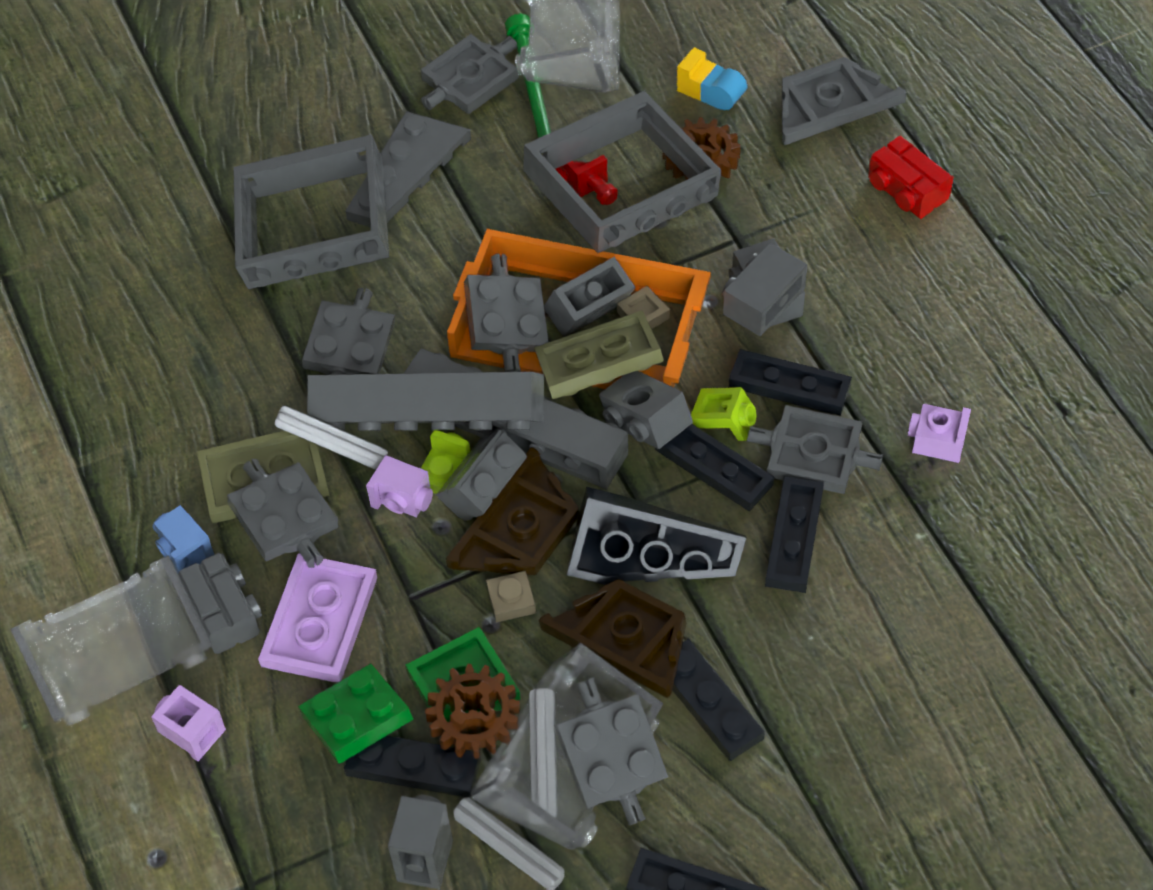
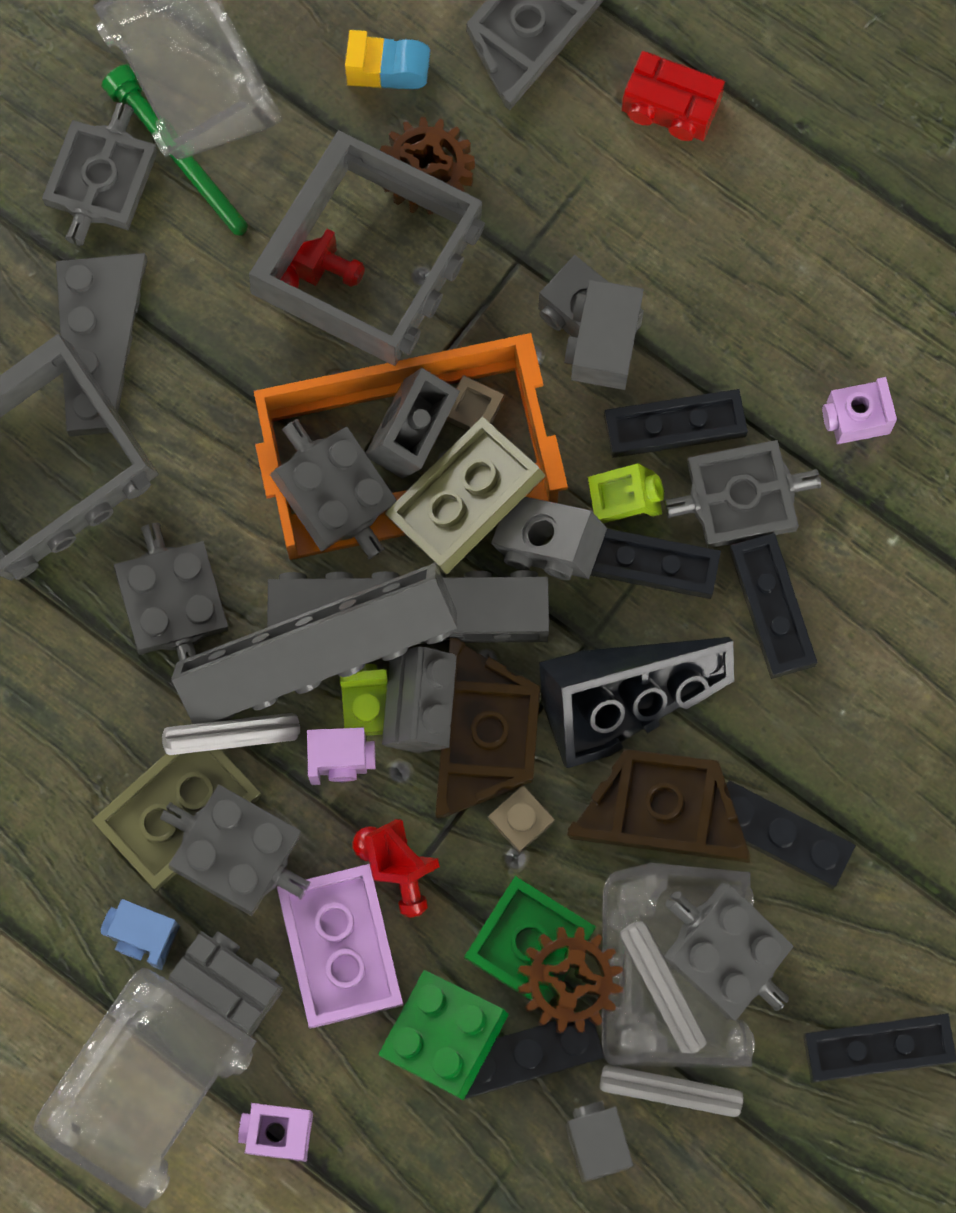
camera: 30 degrees left, 20 degrees up
(395, 567) = (395, 863): none -> red piece

